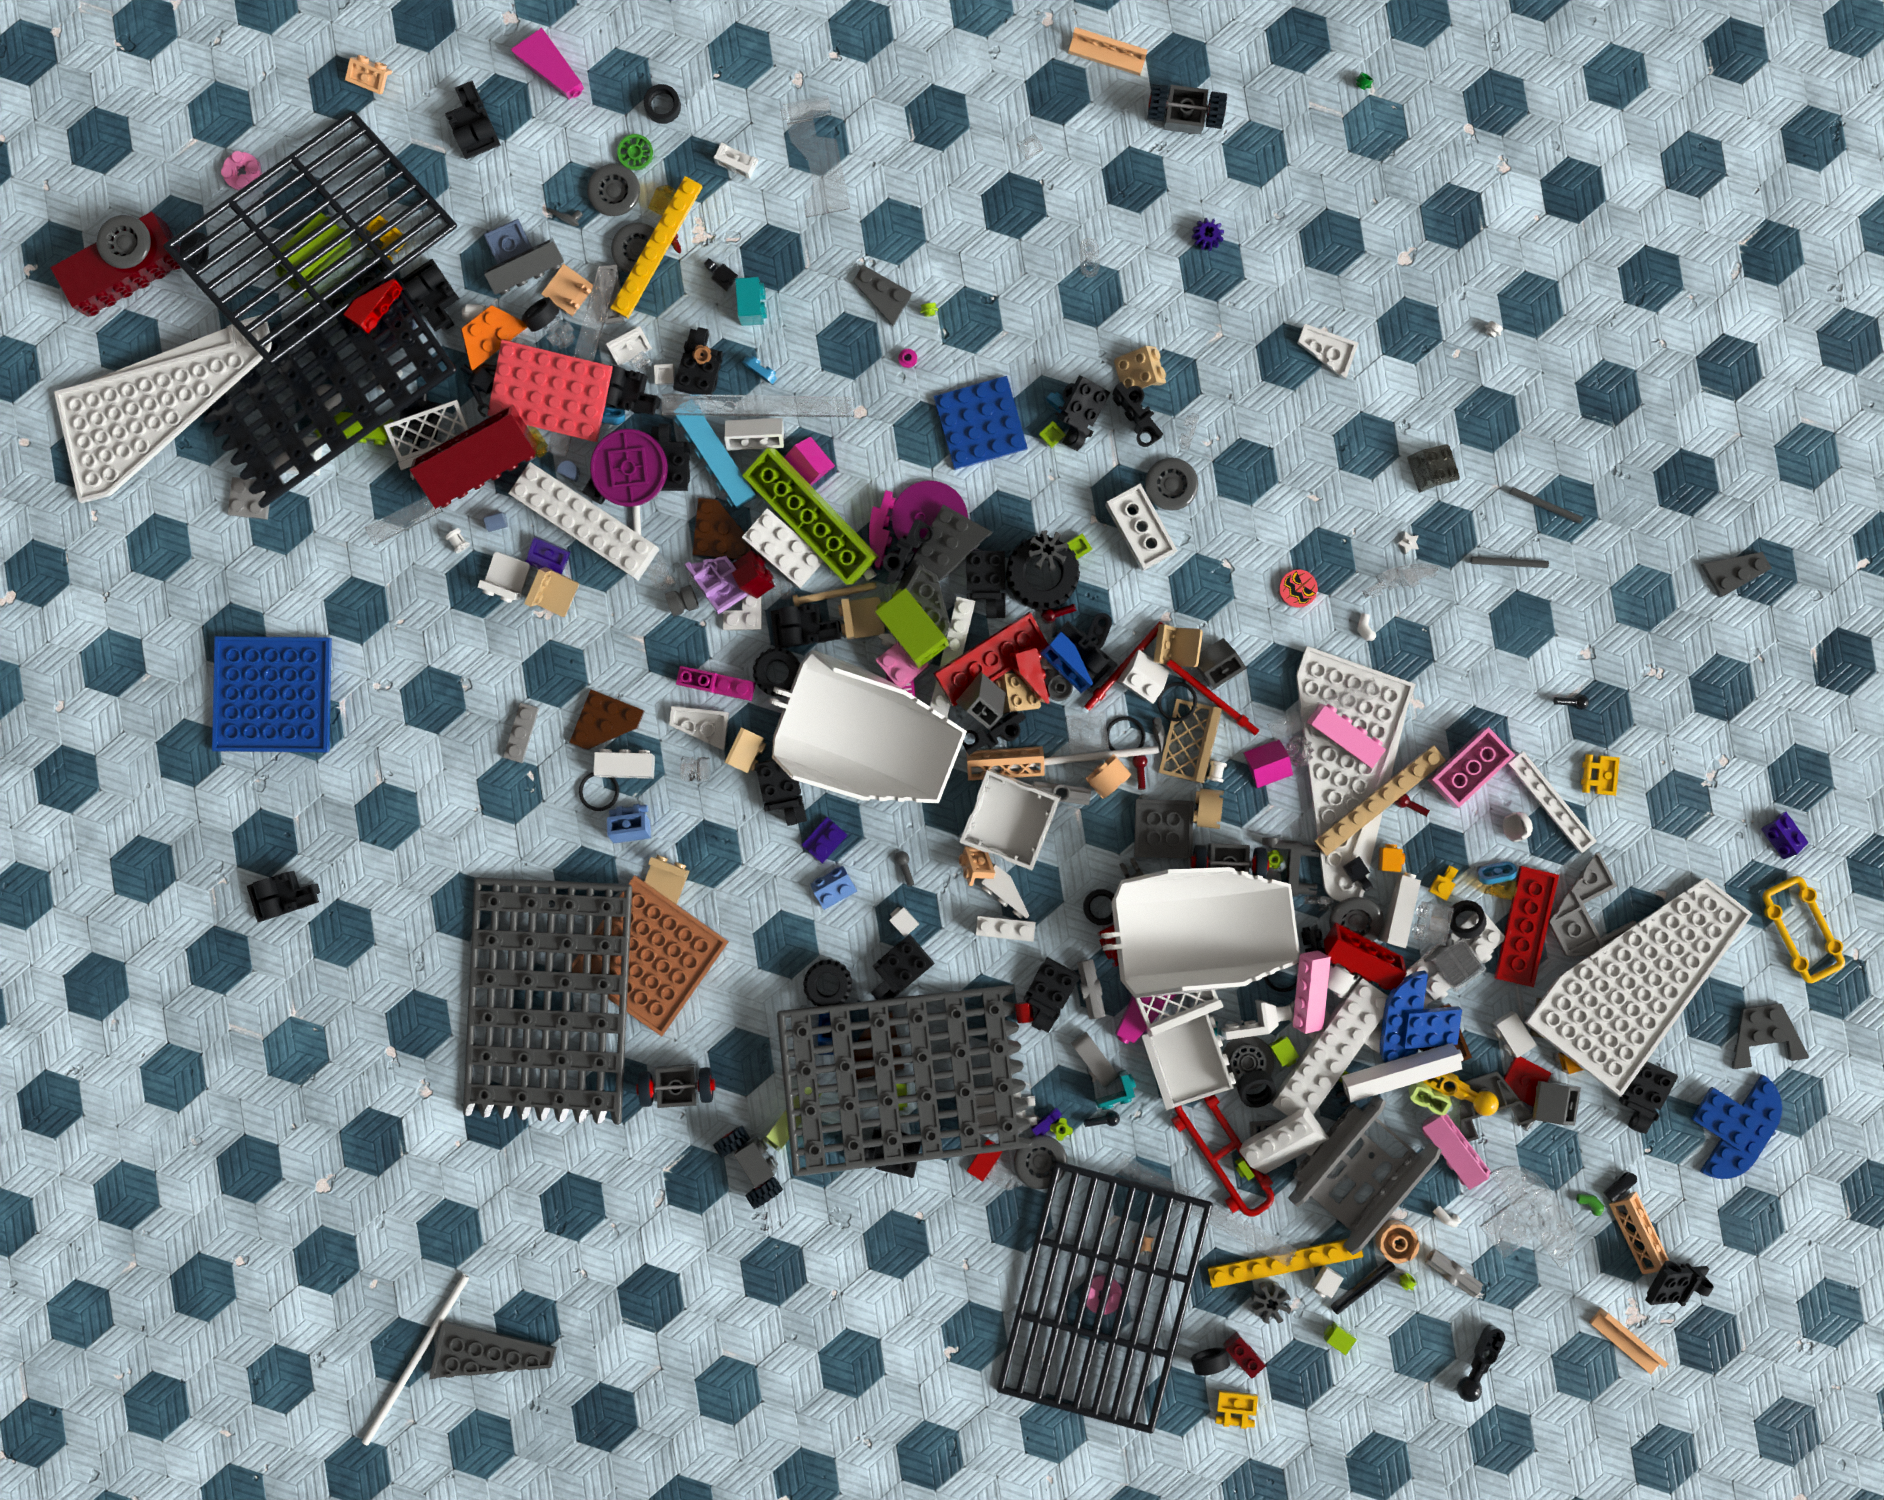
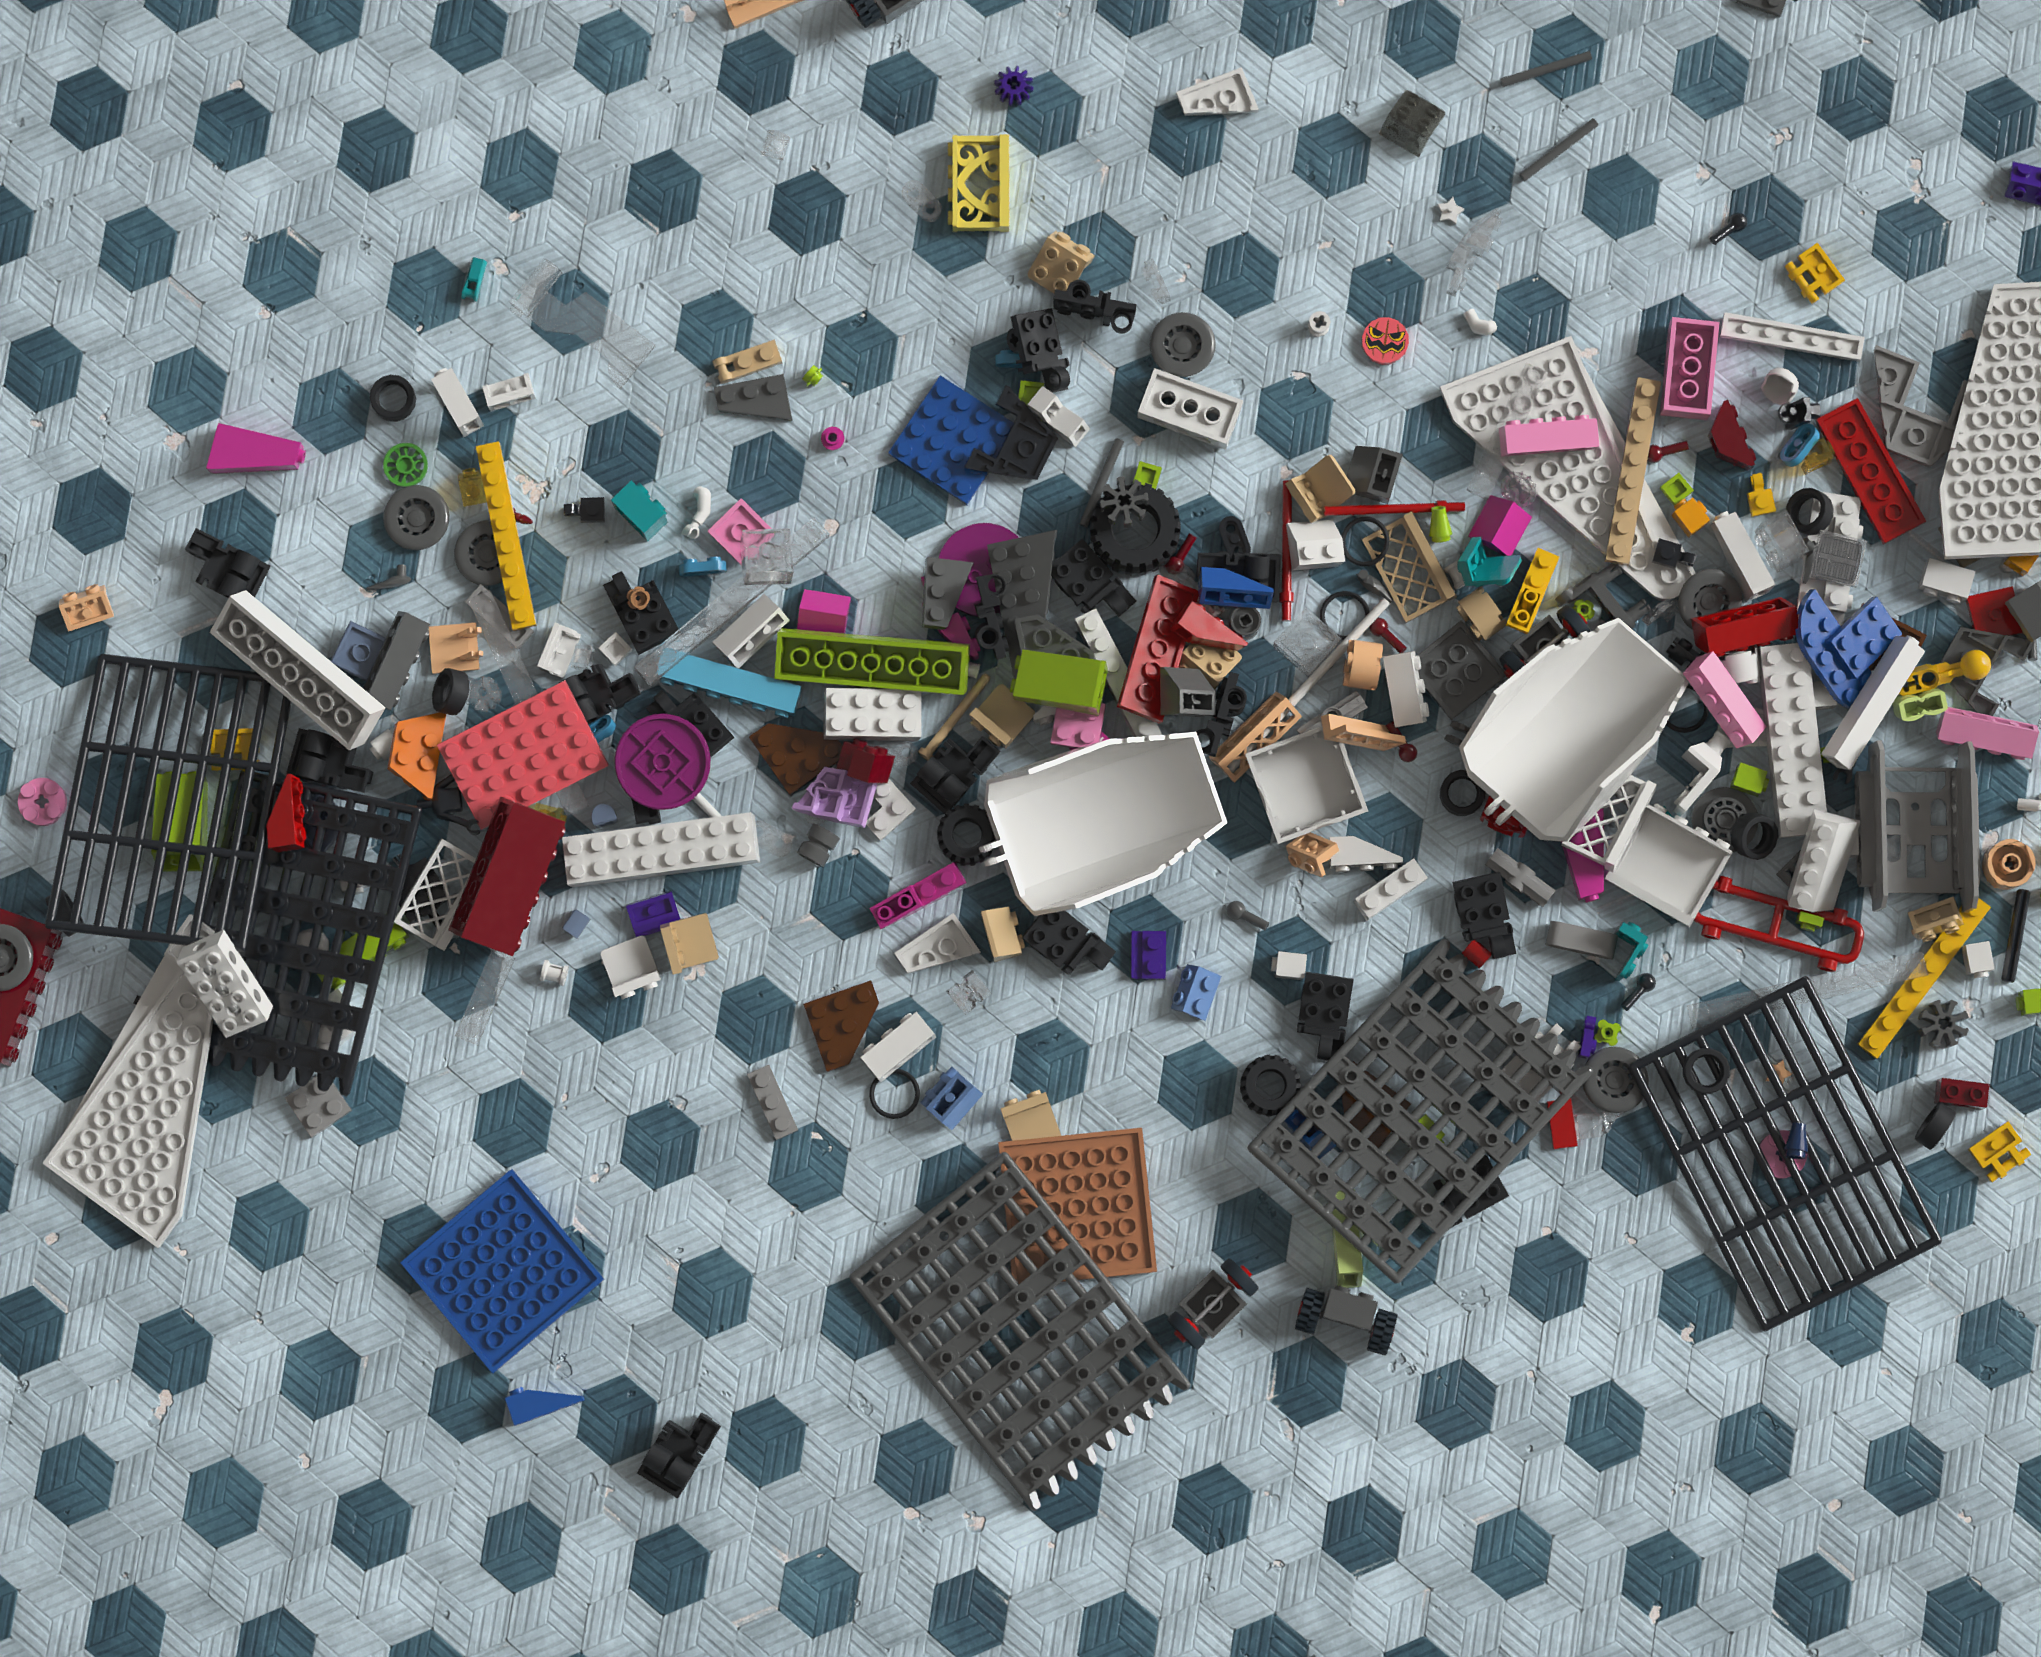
camera: 40 degrees left, 5 degrees down
(222, 791) = (534, 1404): none -> blue slope
(242, 374) = (224, 983): none -> white brick
(457, 220) = (297, 670): none -> white brick
(697, 138) = (457, 401): none -> white window
(777, 71) = (474, 276): none -> teal bar
(794, 331) = (703, 510): none -> white arm
(800, 395) = (766, 556): none -> clear brick
(802, 368) = (729, 527): none -> bright pink plate
(891, 509) = (942, 589): none -> dark grey wing
(897, 266) = (748, 361): none -> tan plate
(1019, 464) = (1025, 446): none -> black wing
(1048, 526) = (1101, 482): none -> dark grey bar
(1056, 463) = (1058, 417): none -> white brick
(1068, 817) = (1359, 733): none -> light nougat fence
(1090, 852) = (1407, 751): none -> dark red bar
(1099, 1223) = (1724, 1071): none -> black tyre
(1116, 1298) = (1796, 1144): none -> dark blue cone
(1122, 814) = (1405, 688): none -> white brick
(1160, 272) = (996, 209): none -> light yellow fence
(1231, 732) = (1439, 527): none -> lime cone
(1231, 781) = (1482, 570): none -> teal bracket
(1252, 821) = (1532, 591): none -> yellow slope
(1266, 537) = (1315, 317): none -> white bush
(1323, 1235) = (1935, 919): none -> tan bracket
(1397, 834) = (1676, 489): none -> lime plate
(1457, 831) = (1729, 438): none -> dark red slope
(1514, 853) = (1798, 413): none -> black hips

